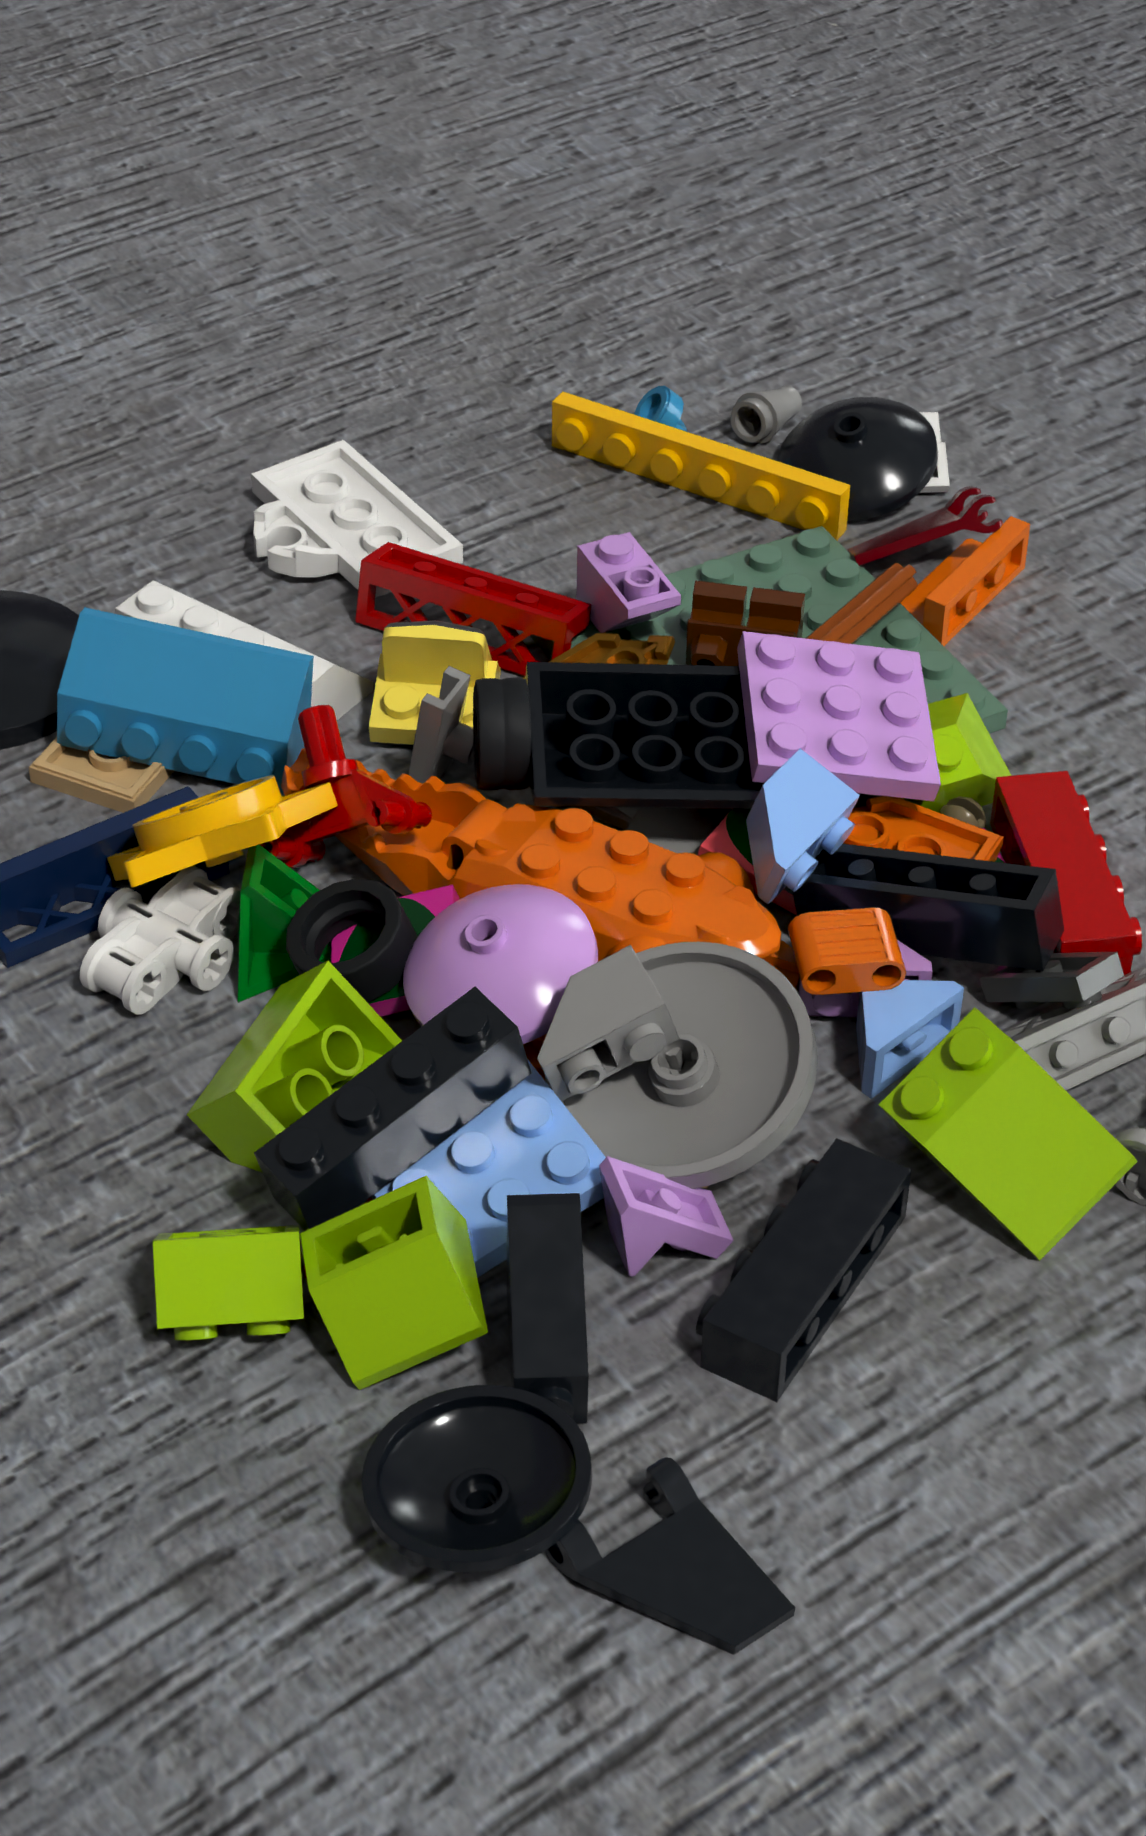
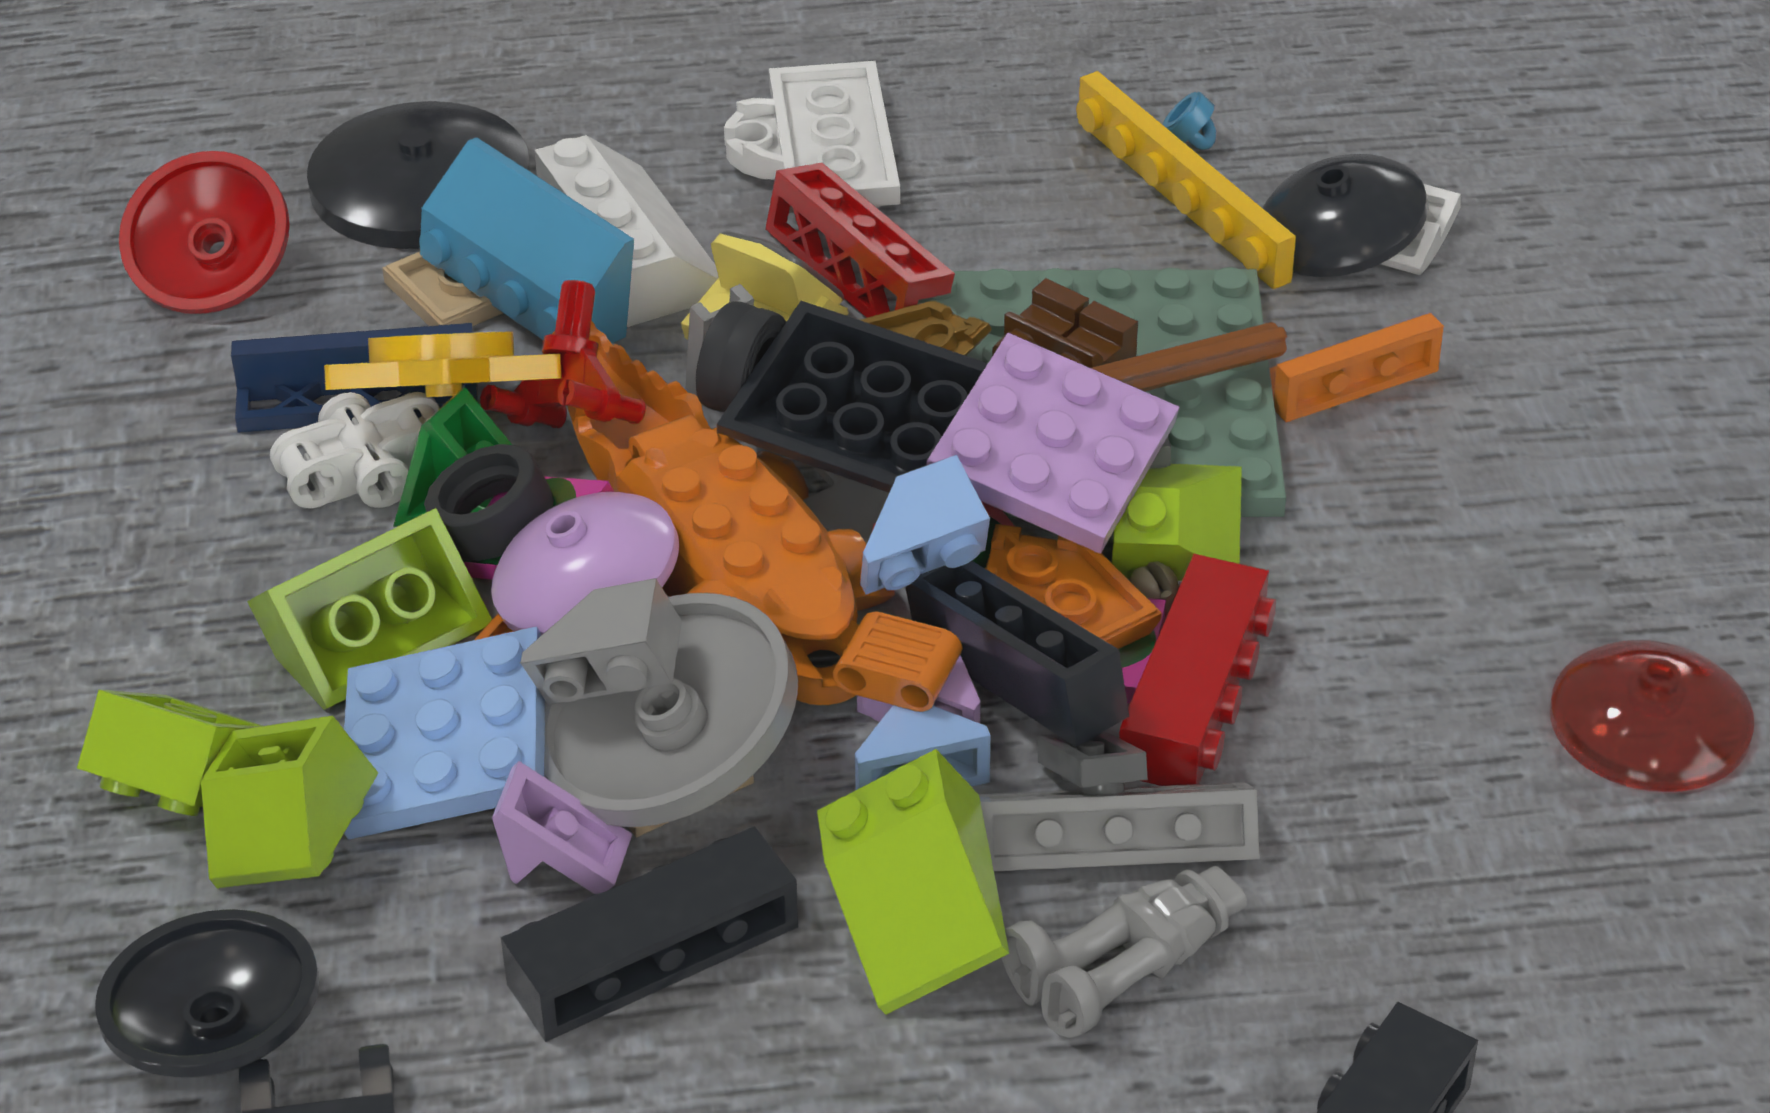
camera: 30 degrees right, 0 degrees up
(394, 1111) = (381, 653): black brick -> none
(547, 1300) = (385, 877): black slope -> none
(622, 583) = (984, 259): lavender slope -> none
(763, 413) = (1291, 146): light grey cone -> none
(931, 526) = (1376, 301): dark red flag -> none

